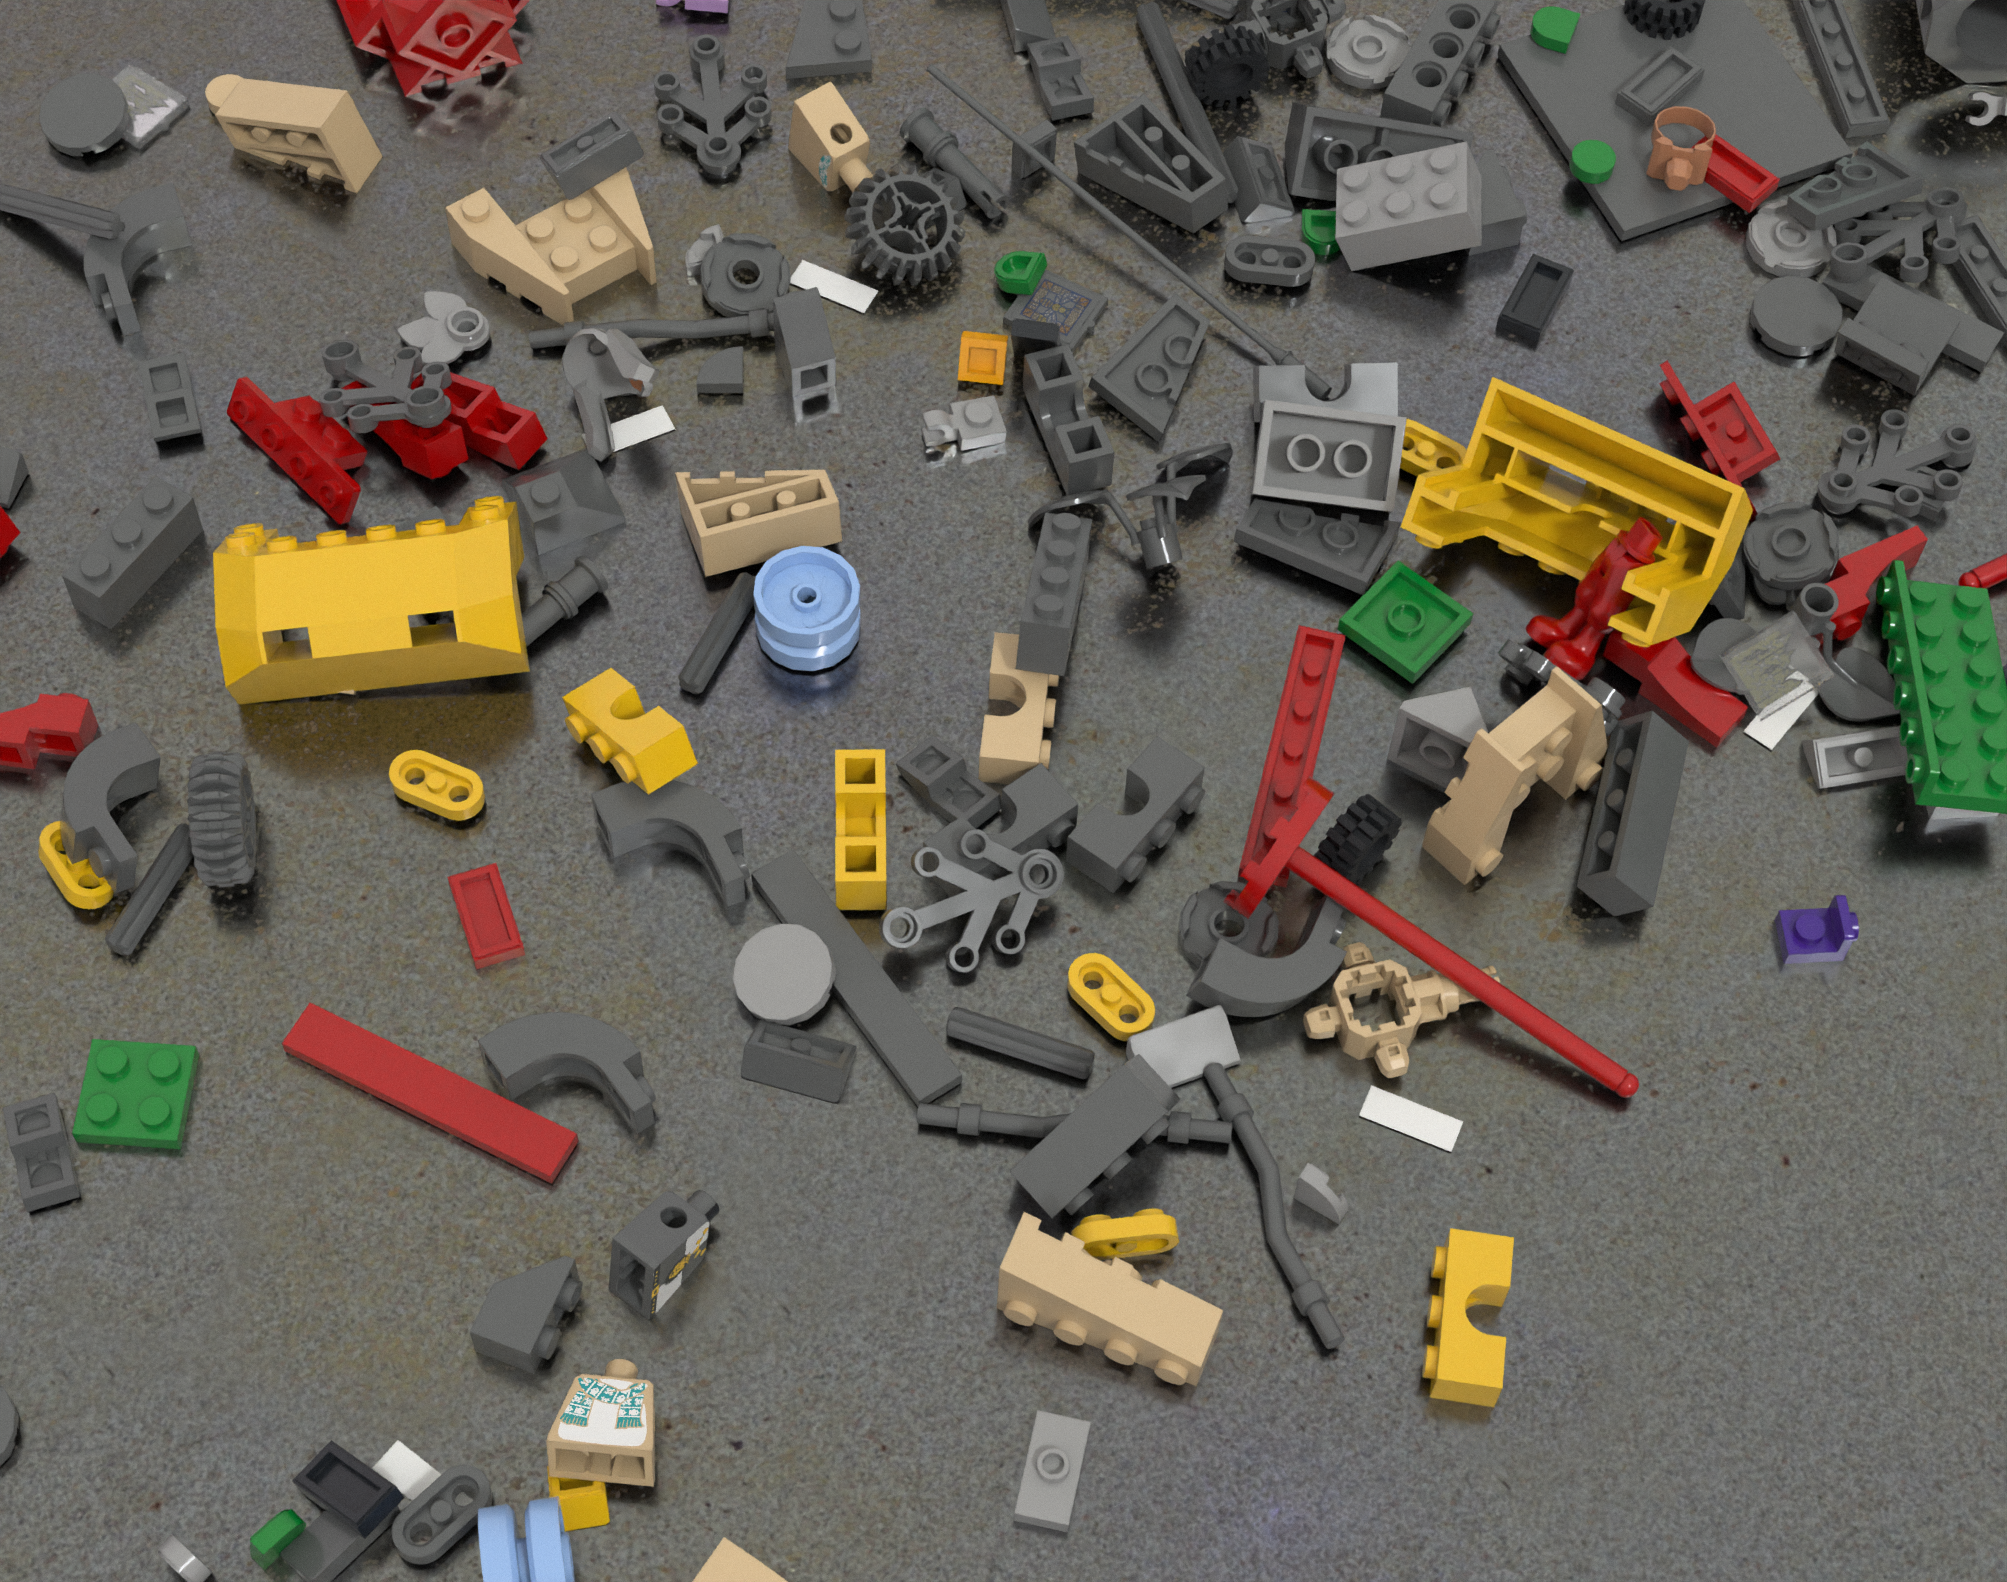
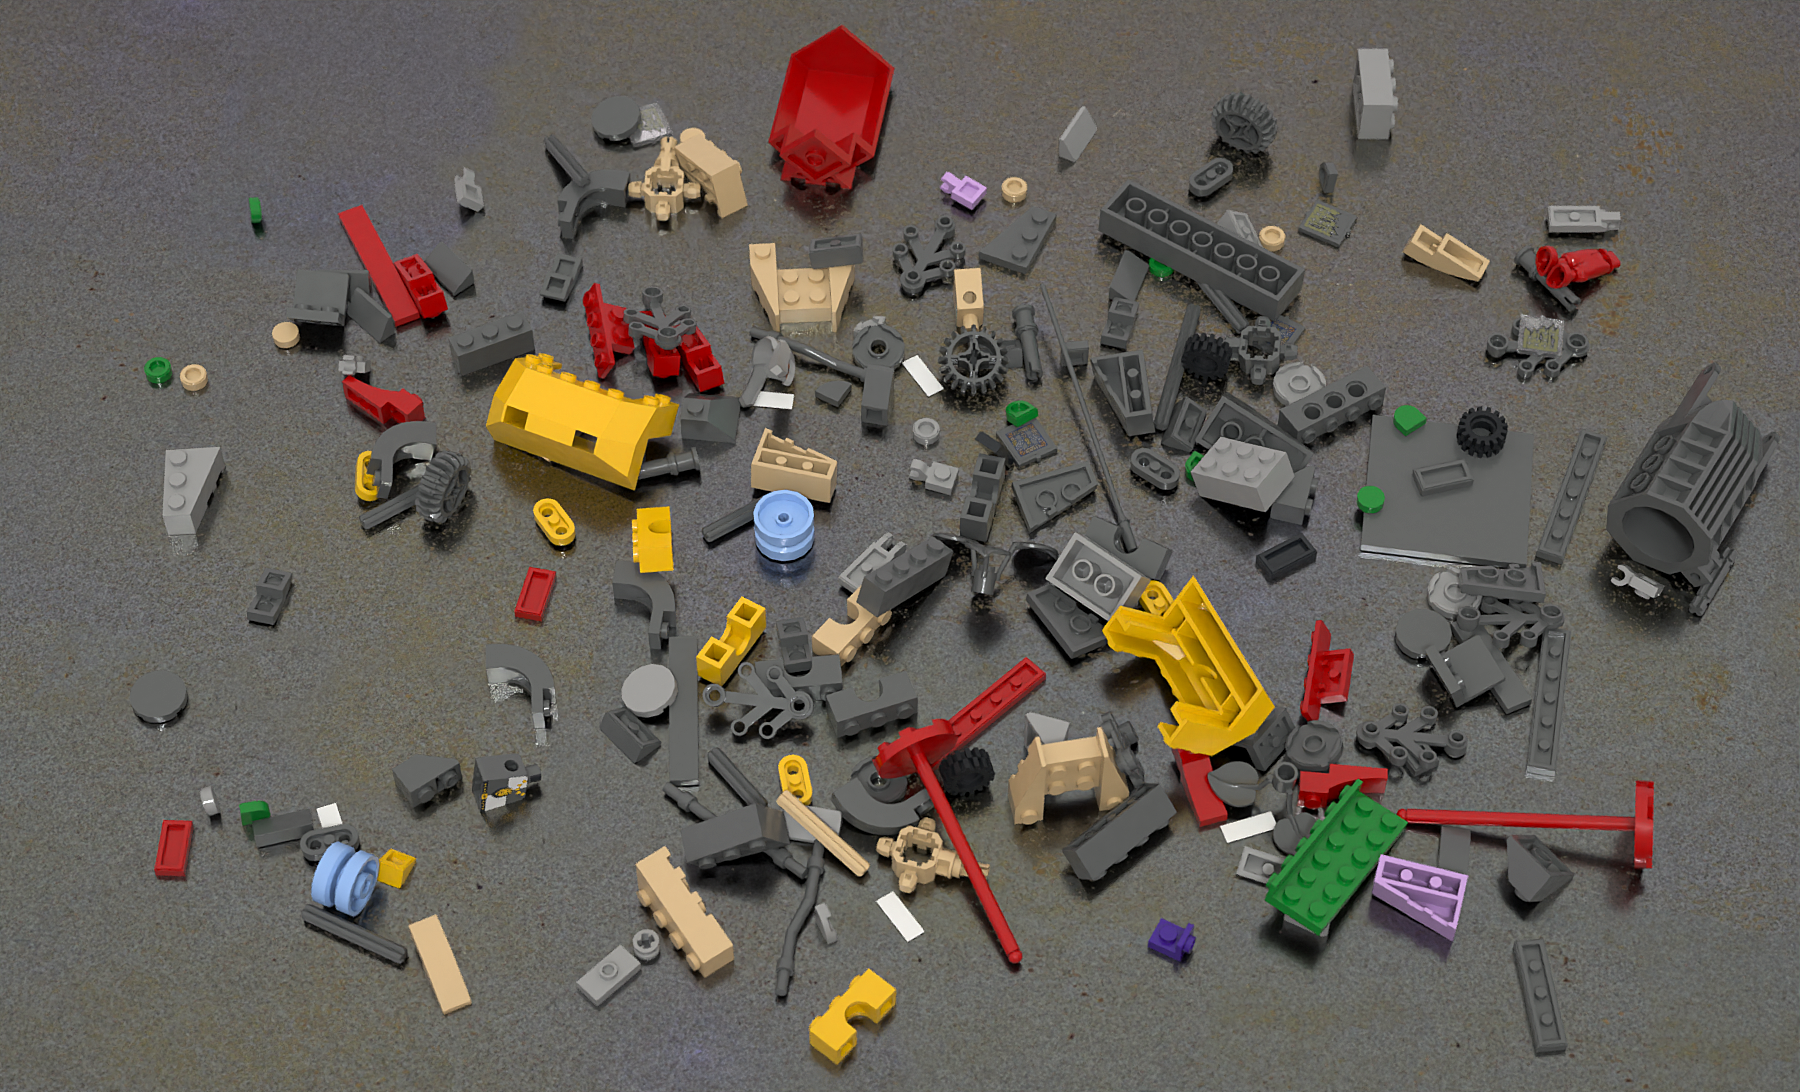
camera: 35 degrees right, 5 degrees down
(136, 1094) = (327, 592): green plate -> none
(226, 163) = (665, 173): none -> tan piece
(348, 1489) = (296, 808): black tile -> none
(430, 1092) = (454, 660): red tile -> none
(443, 332) = (715, 307): light grey plate -> none
(605, 1429) = (422, 843): torso -> none
(901, 365) = (926, 431): none -> light grey tile
(974, 606) = (870, 560): none -> light grey hinge
(982, 357) = (965, 446): light orange tile -> none
(1074, 1367) = (639, 950): none -> light grey bush
(1139, 1235) = (718, 892): yellow plate -> none
(1217, 1053) = (823, 833): none -> tan axle
(1405, 621) = (1081, 682): green plate -> none
(1577, 636) = (1148, 736): red piece -> none
(1676, 164) = (1419, 525): nougat piece -> none
(1738, 175) = (1444, 541): red tile -> none
(1777, 665) = (1250, 798): clear piece -> none

